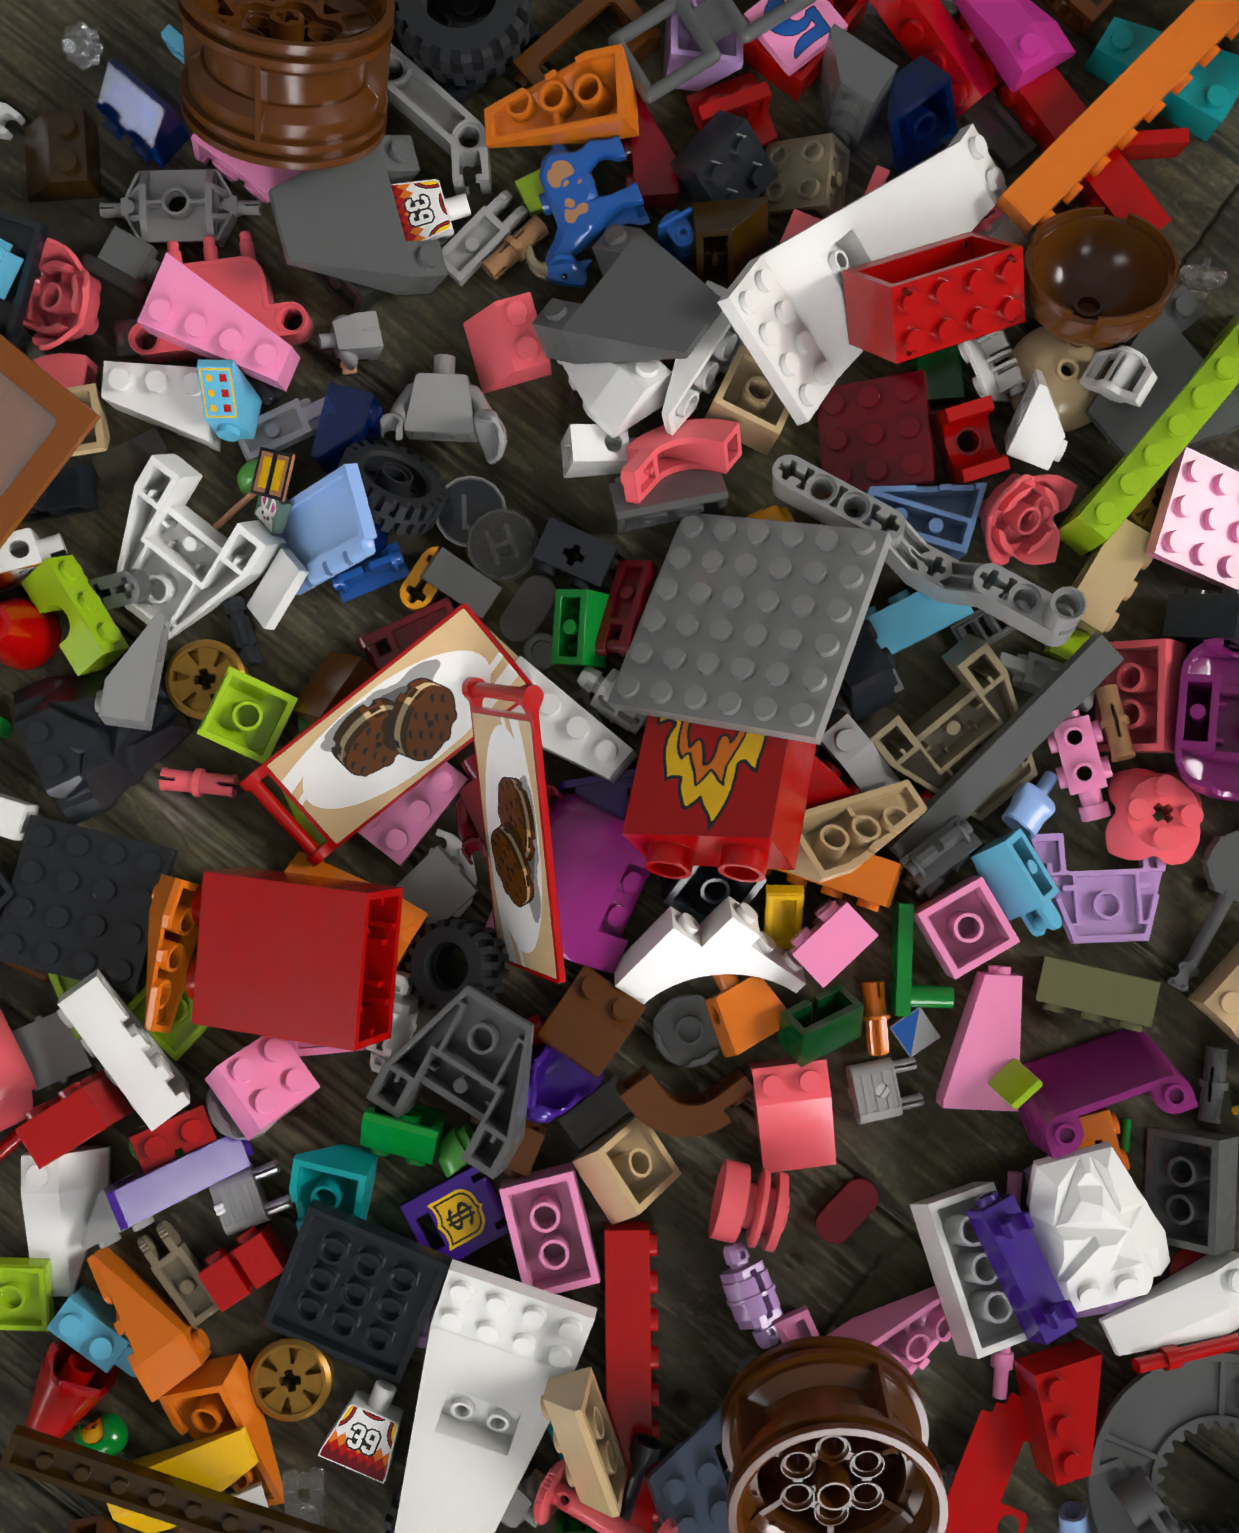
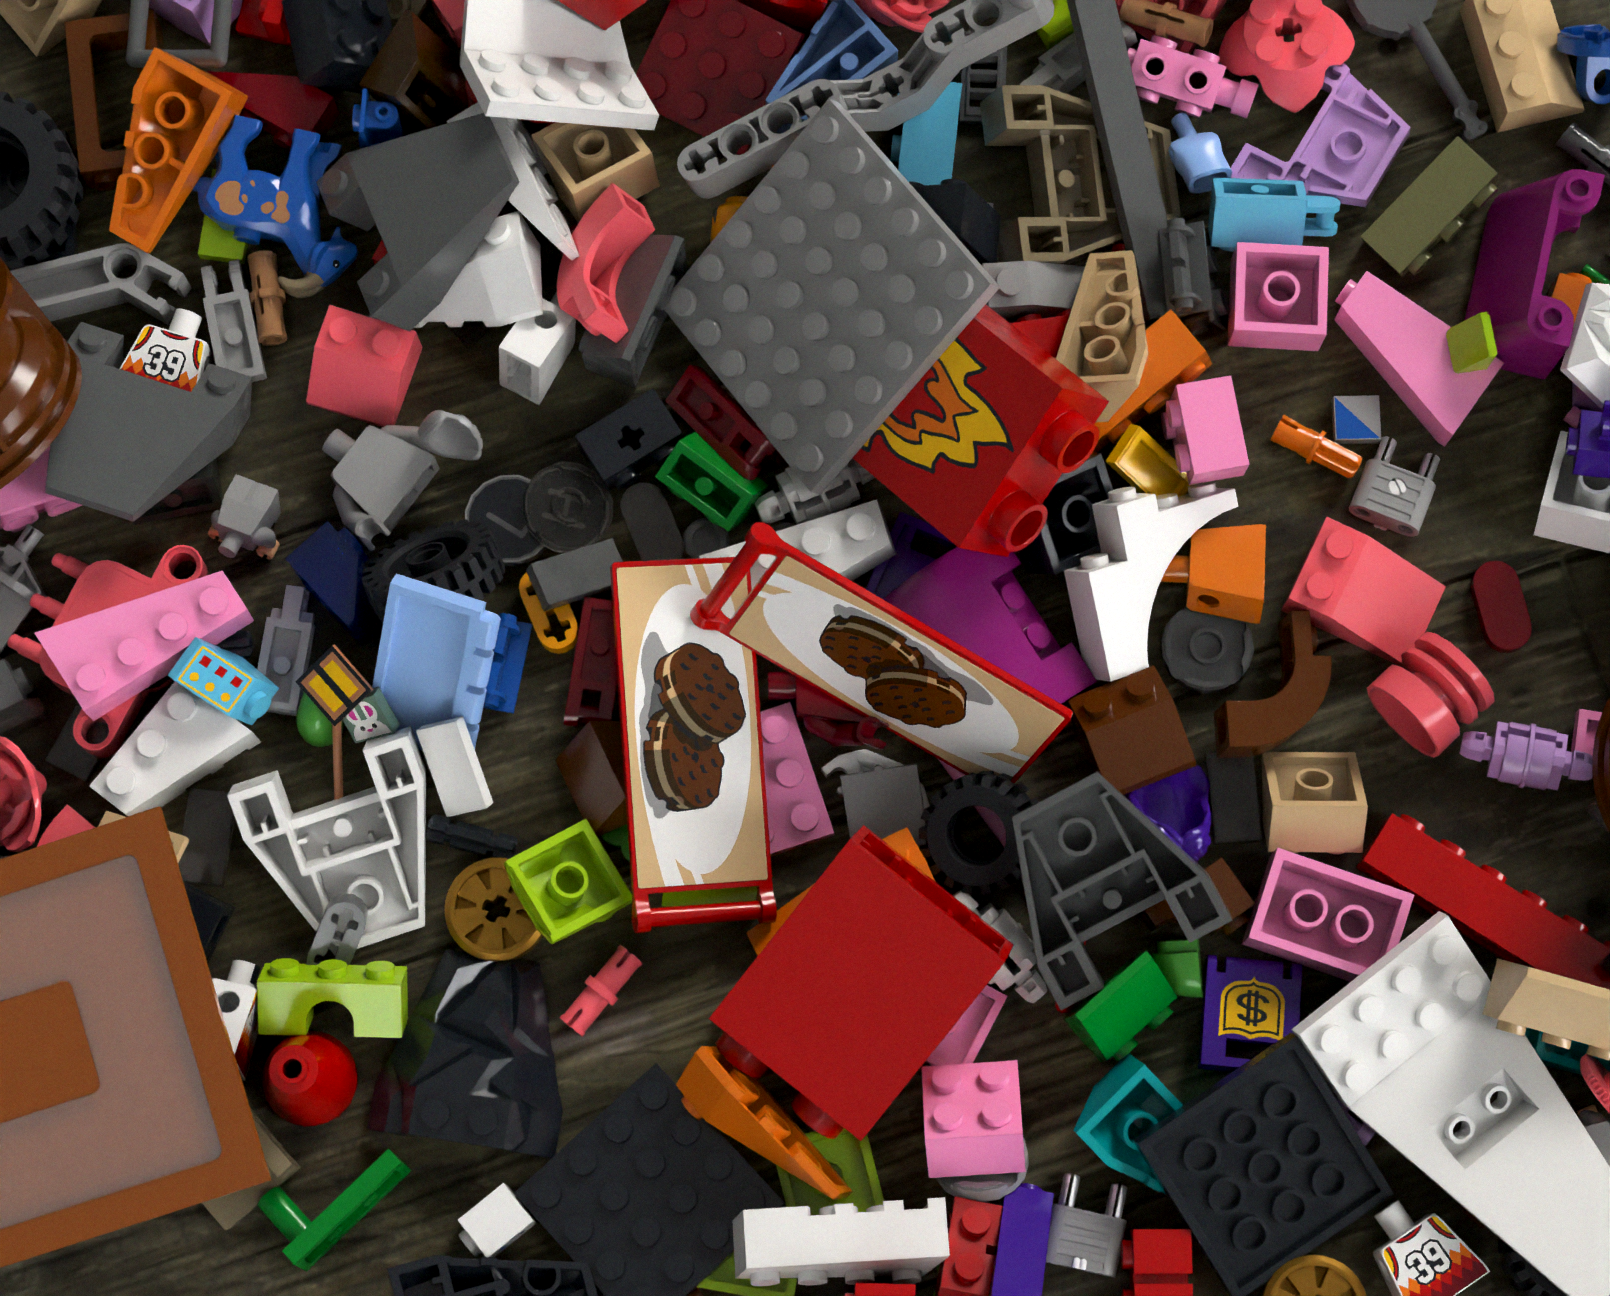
camera: 55 degrees left, 10 degrees down
(134, 682) = (458, 979): light grey slope -> none
(835, 1022) = (1287, 500): dark green piece -> none
(902, 992) = (1307, 403): green piece -> none

